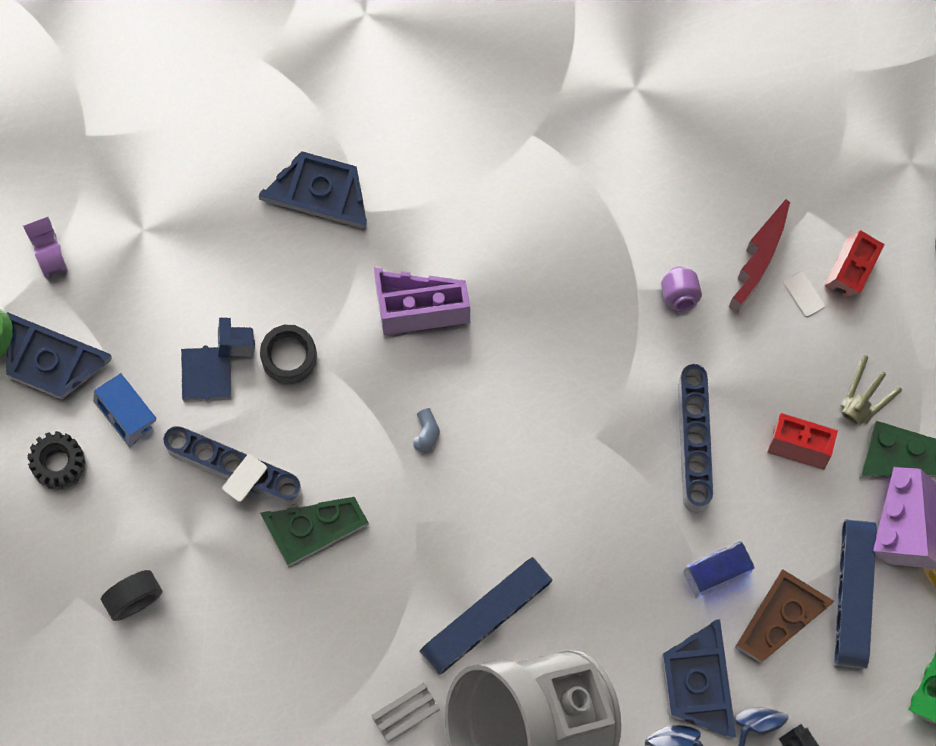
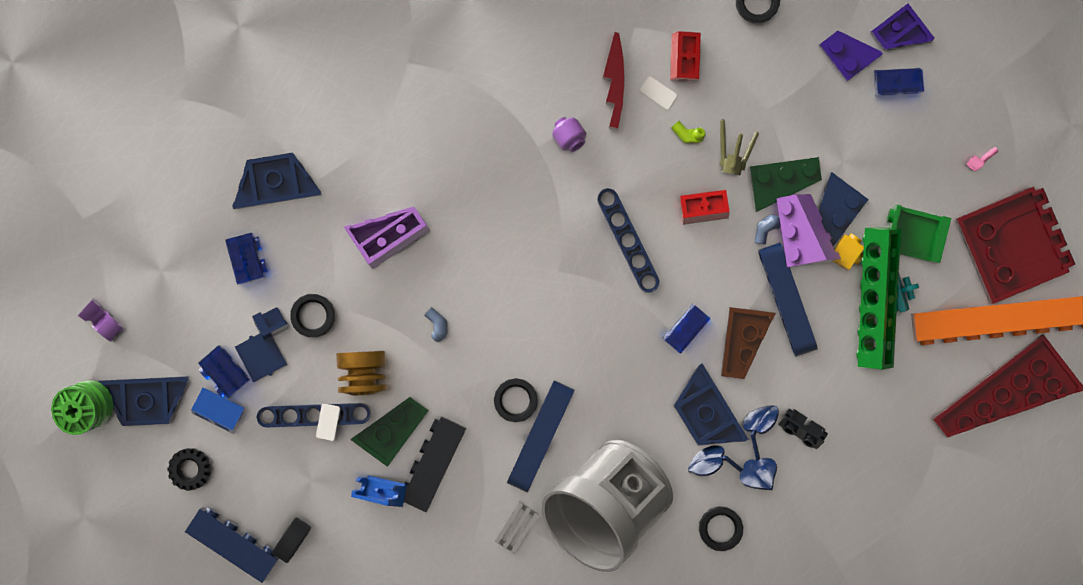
camera: 20 degrees left, 15 degrees up
(60, 570) = (232, 544): none -> dark blue brick
(154, 368) = (223, 371): none -> clear blue brick
(245, 256) = (246, 258): none -> clear blue brick
(265, 588) = (380, 491): none -> blue hinge
(311, 442) = (361, 372): none -> pearl gold wheel
(343, 587) = (434, 462): none -> black brick
(471, 537) = (510, 416): none -> black tyre
(819, 355) = (688, 136): none -> lime arm
(865, 496) = (765, 226): none -> sand blue arm

